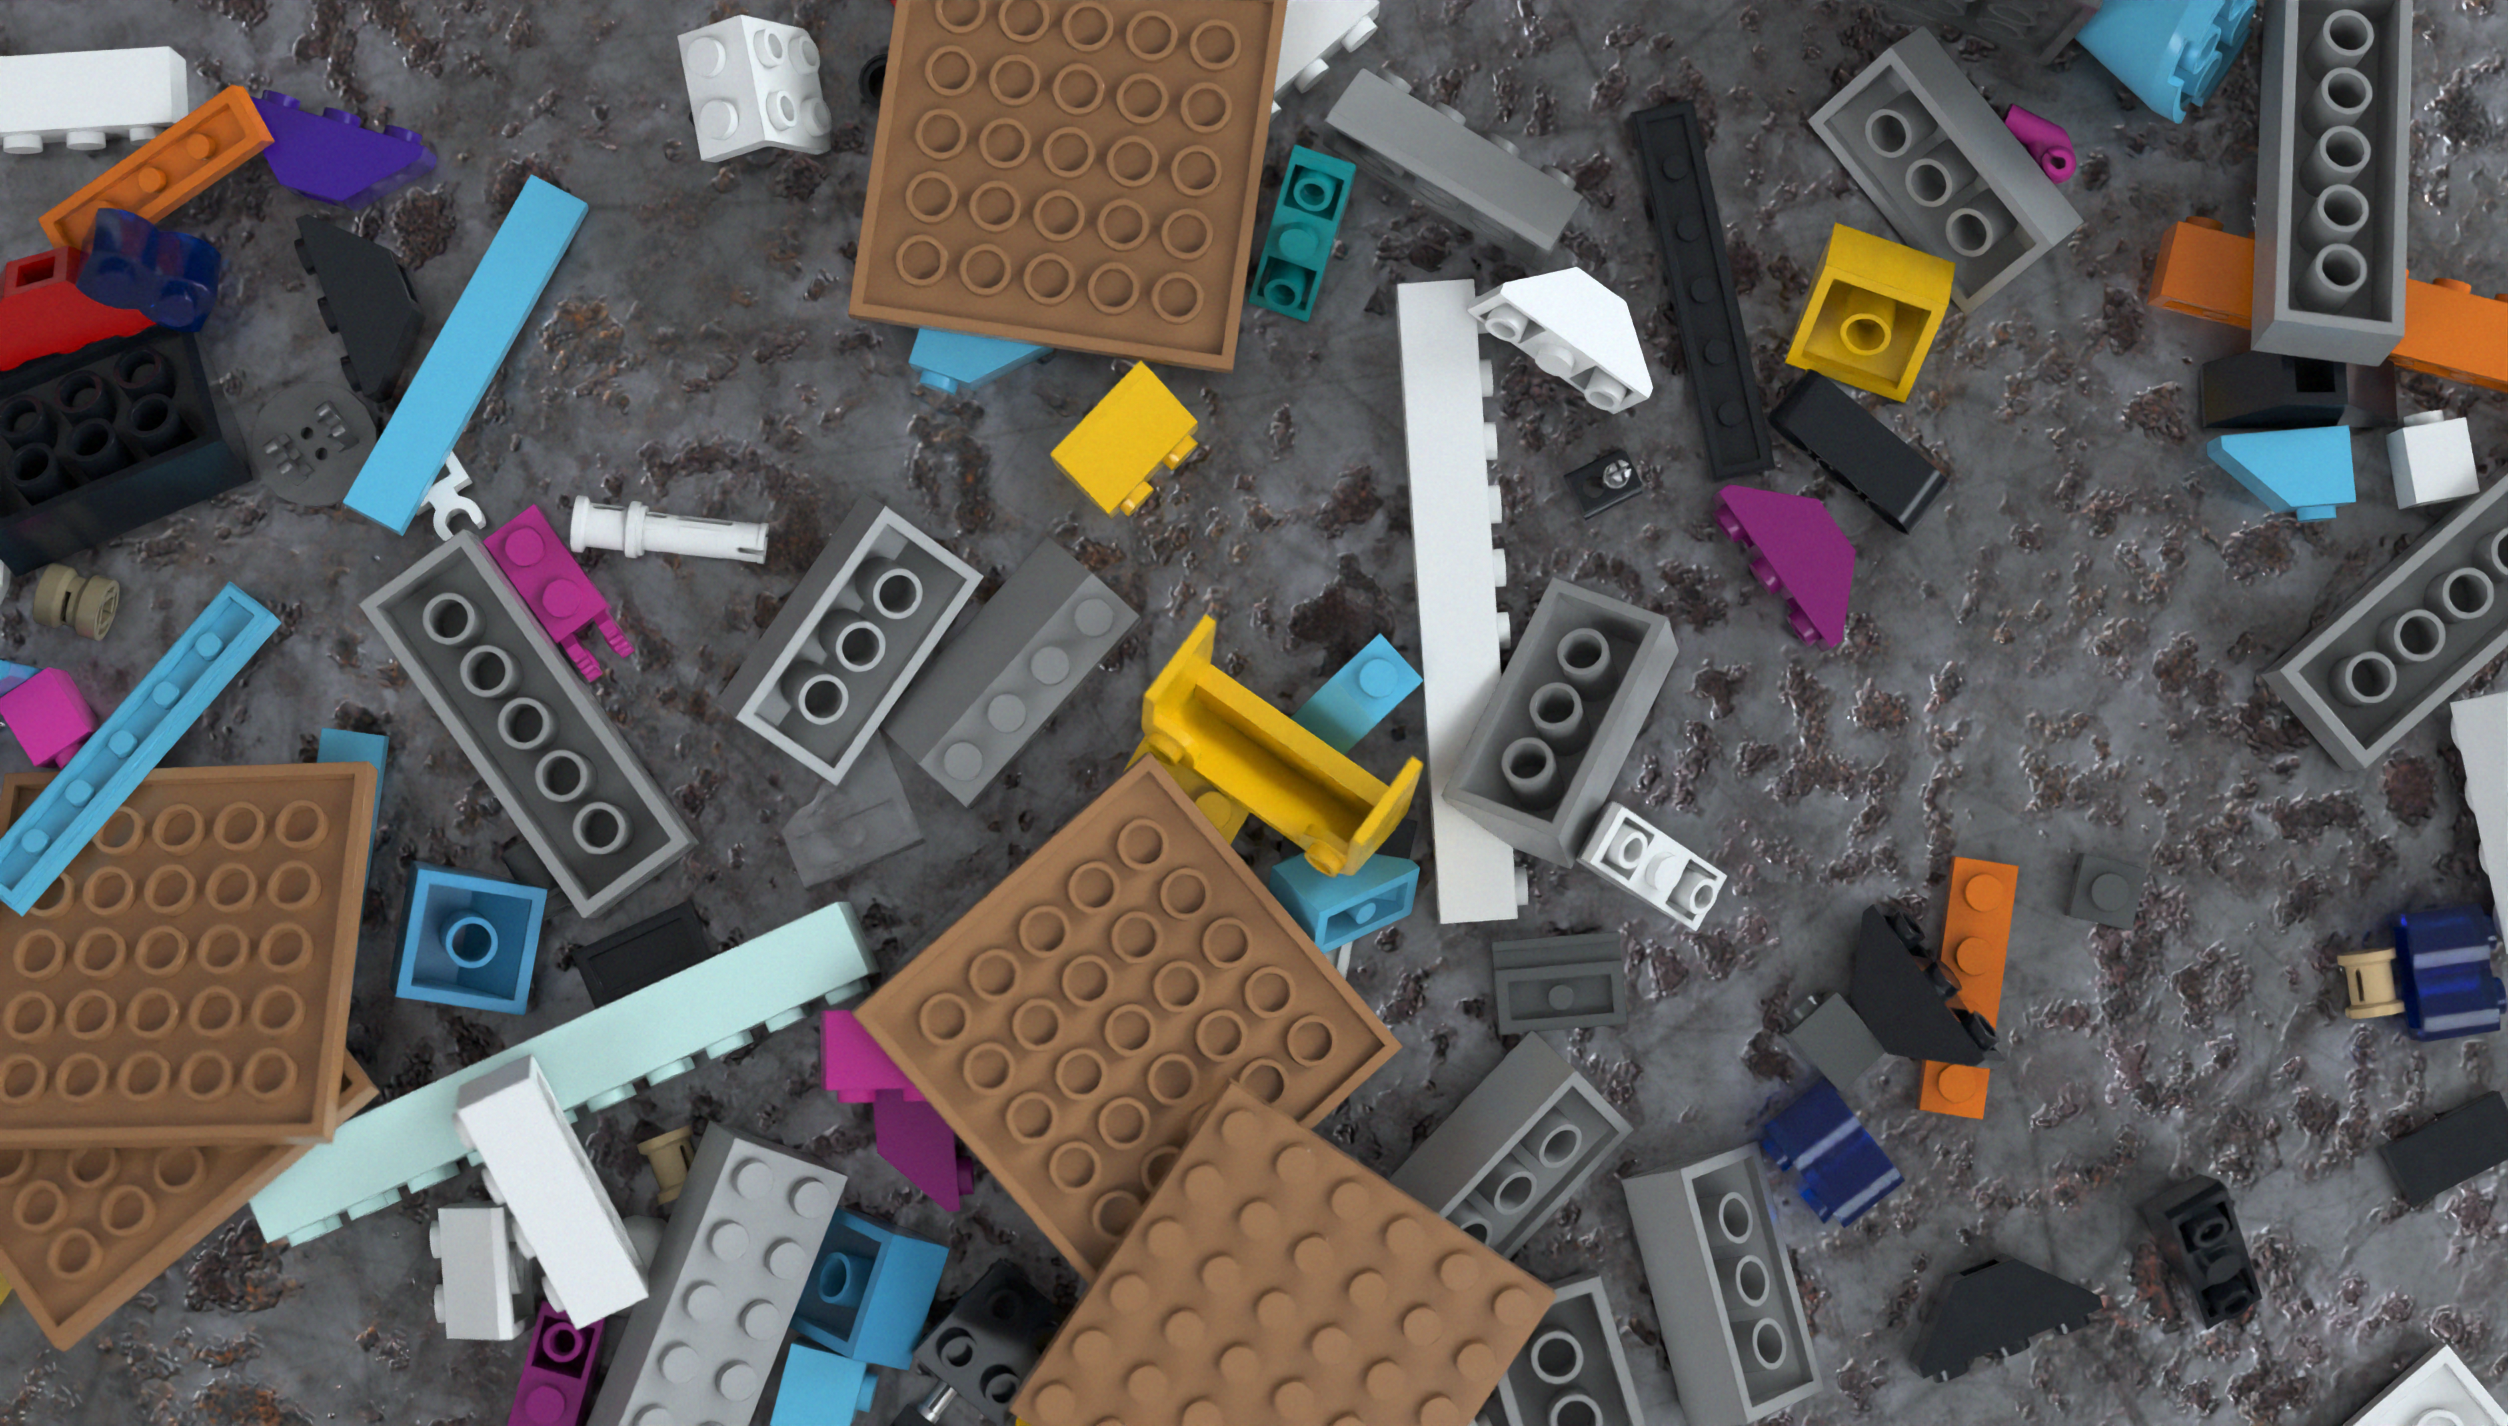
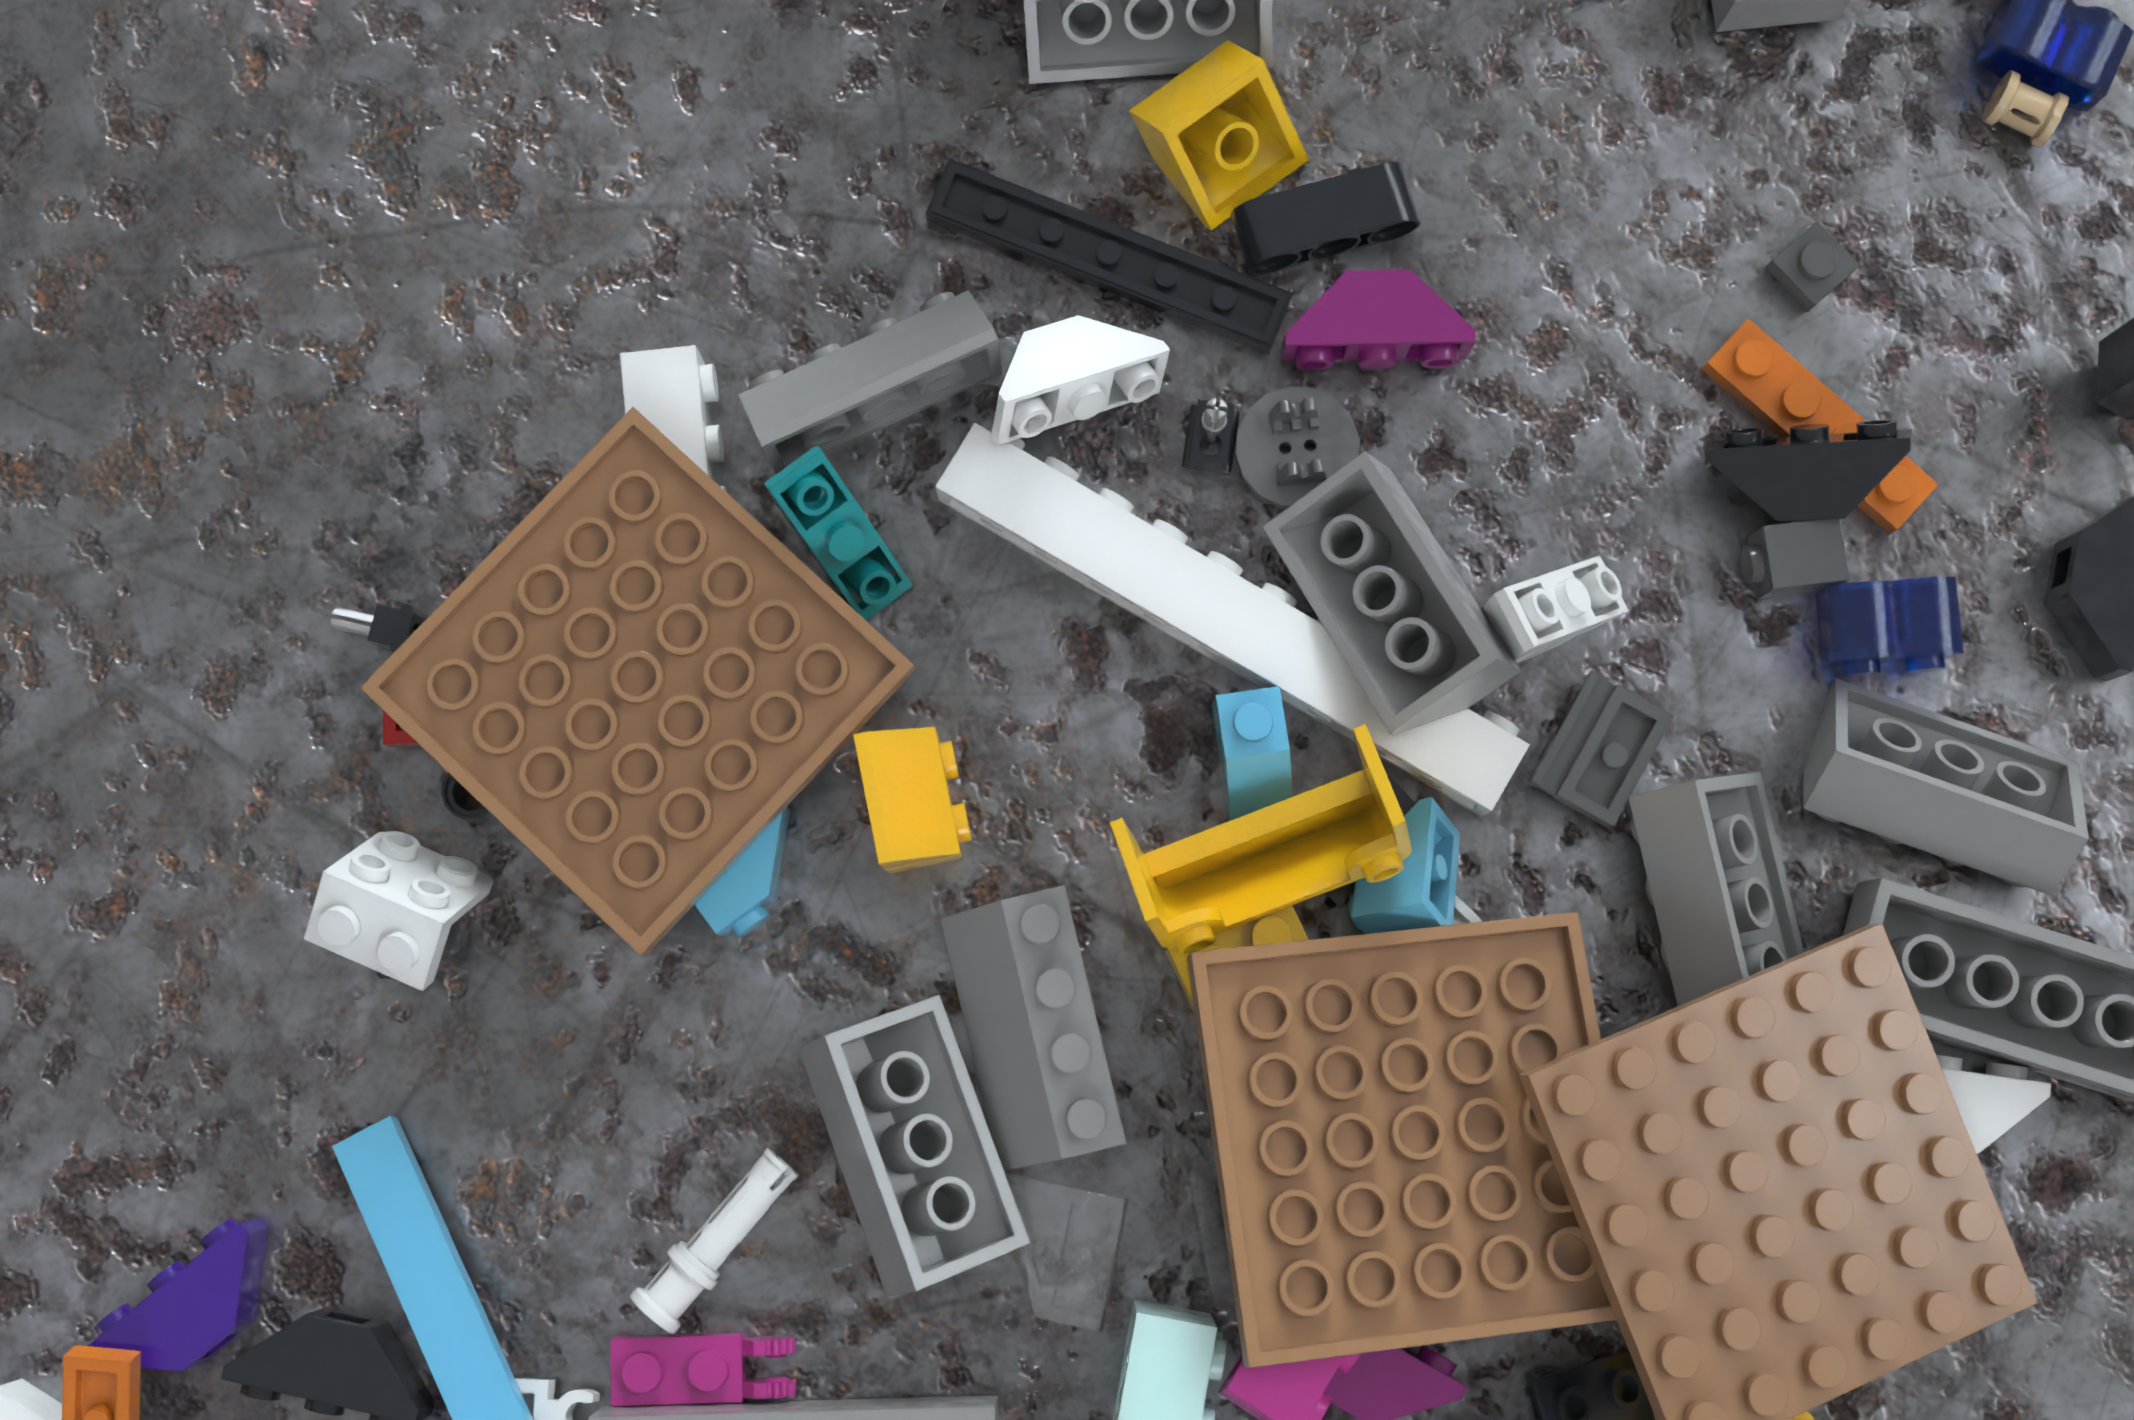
camera: 55 degrees left, 5 degrees down
(1665, 540) = (1292, 419): none -> flat silver plate

